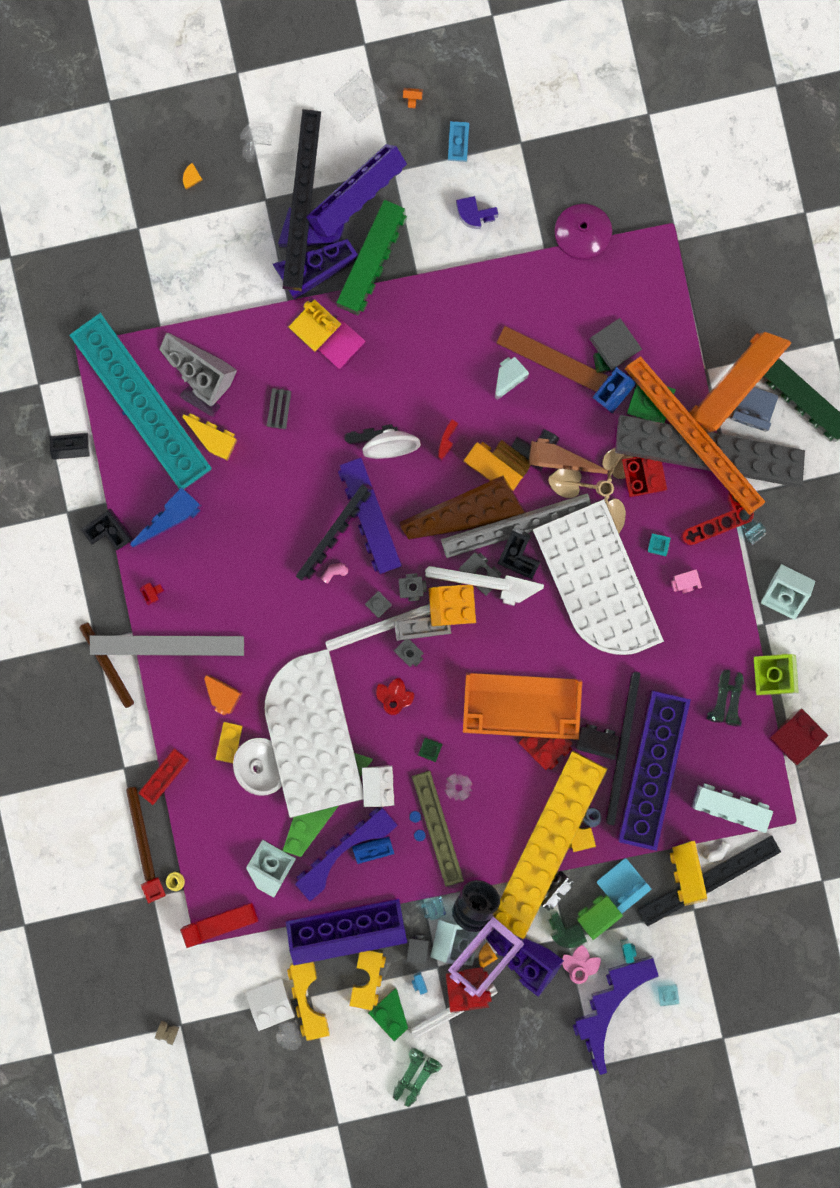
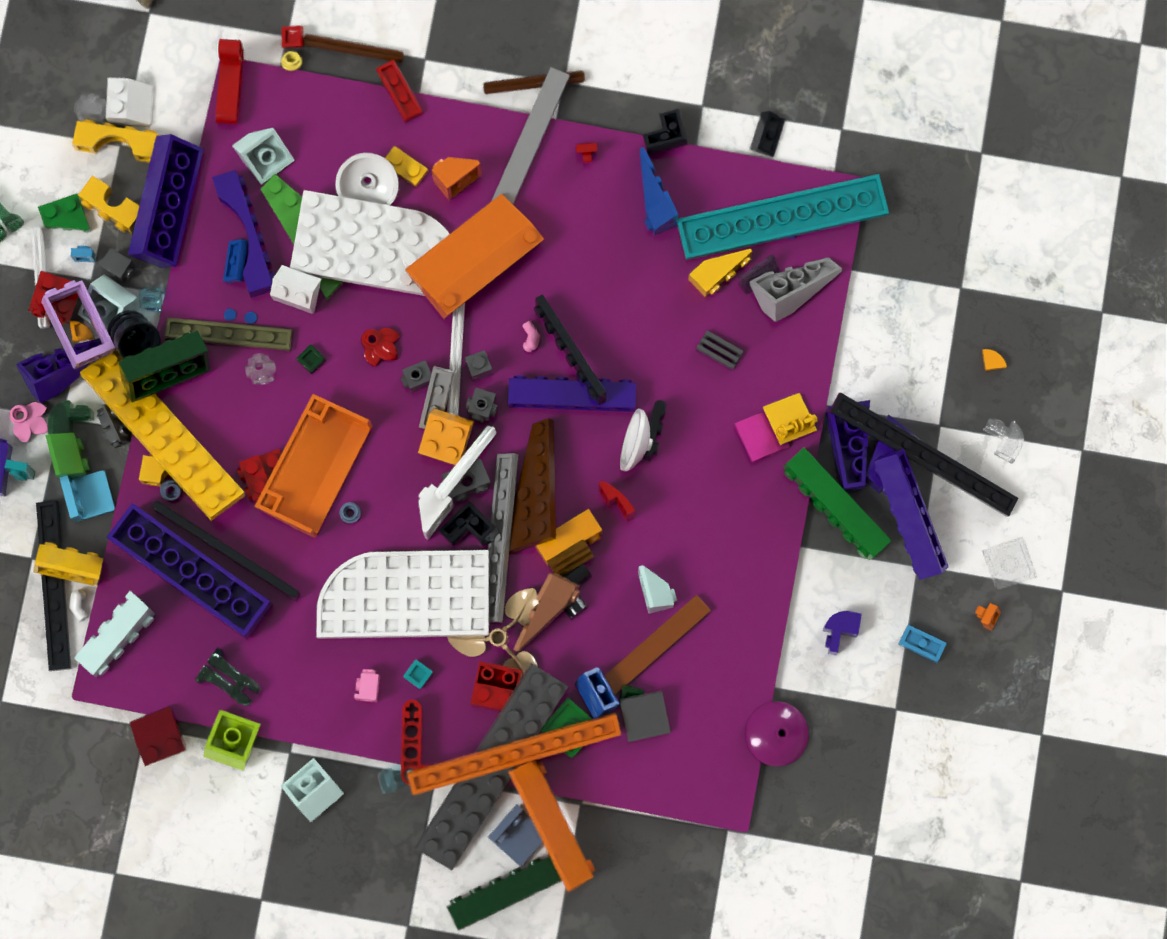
camera: 105 degrees right, 10 degrees down
(285, 648) = (473, 255): none -> orange slope
(491, 867) = (164, 366): none -> dark green brick
(552, 655) = (350, 506): none -> sand blue plate
(597, 742) = (243, 525): black slope -> none

